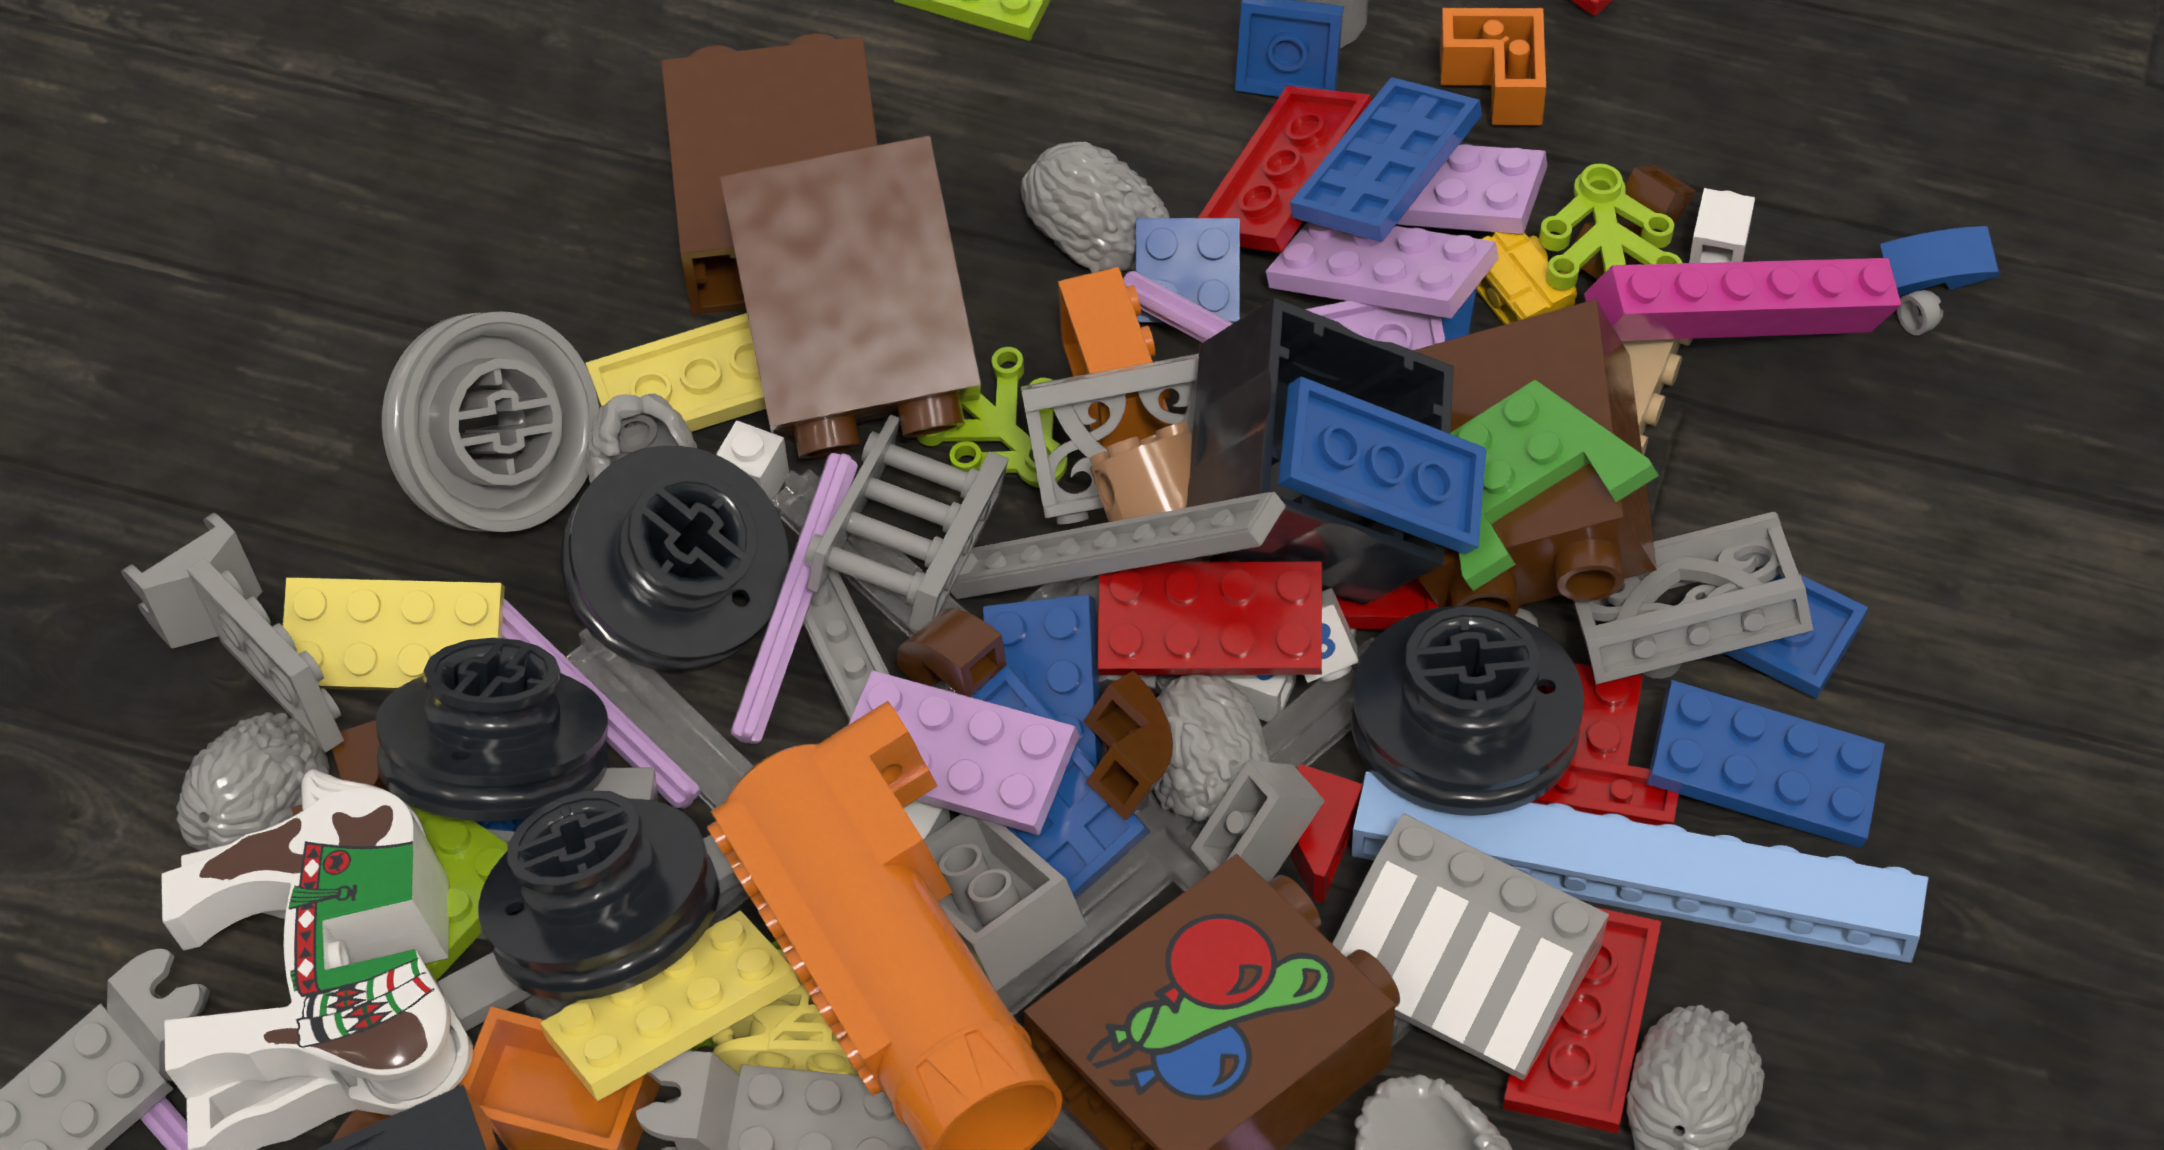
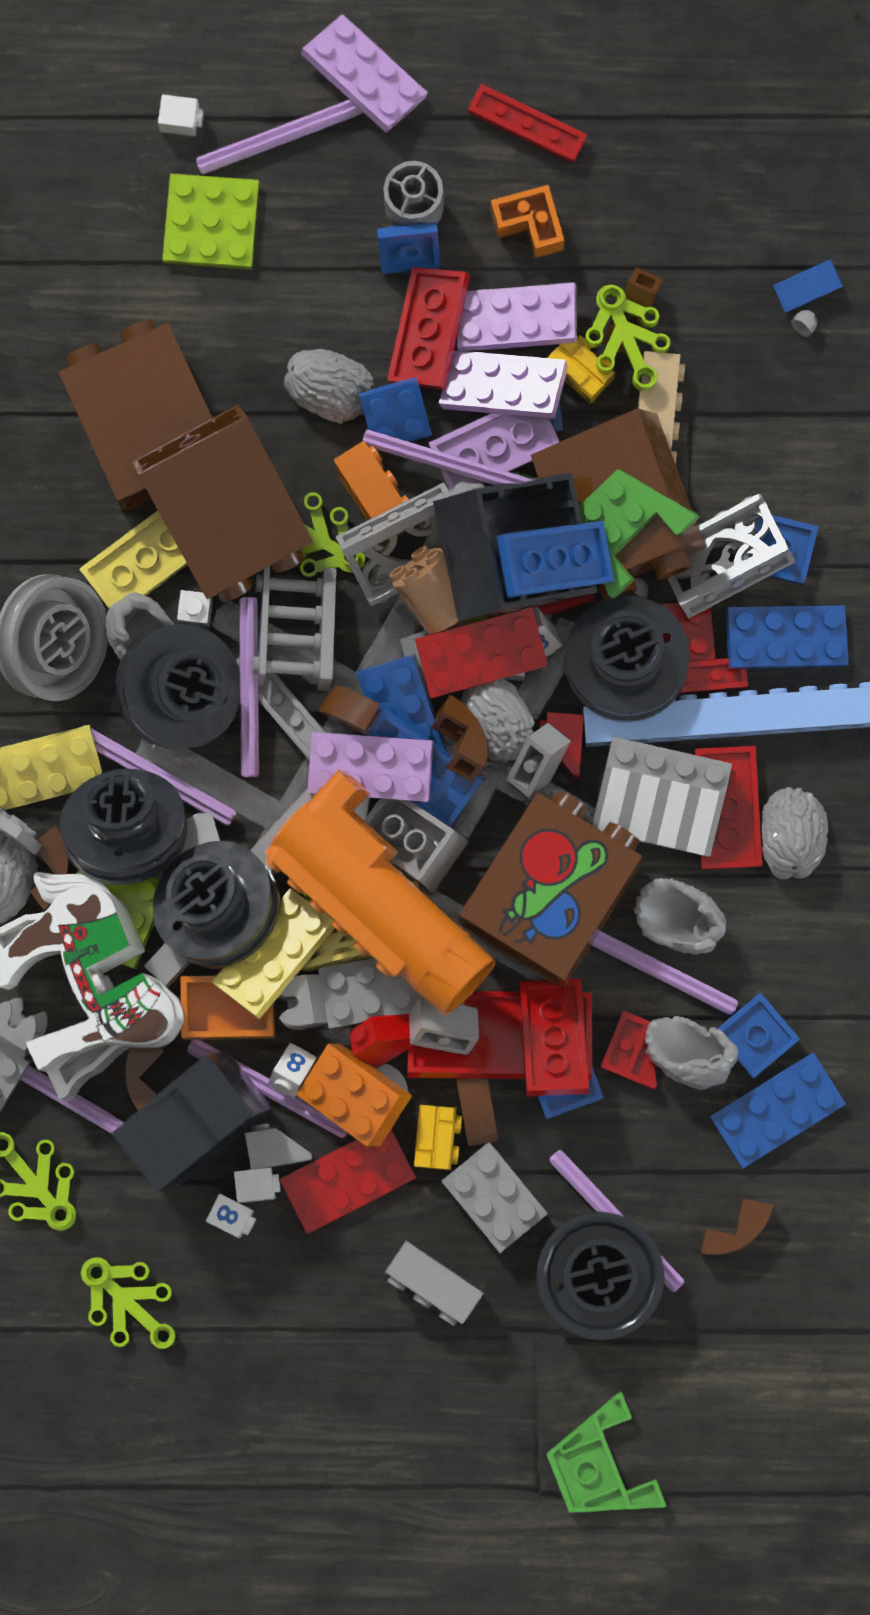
camera: 15 degrees left, 25 degrees up
(1120, 545) = (425, 632): light grey tile -> none
(1386, 159) = (488, 316): blue plate -> none
(1721, 227) = (683, 300): white brick -> none
(1746, 298) = (710, 359): dark pink brick -> none

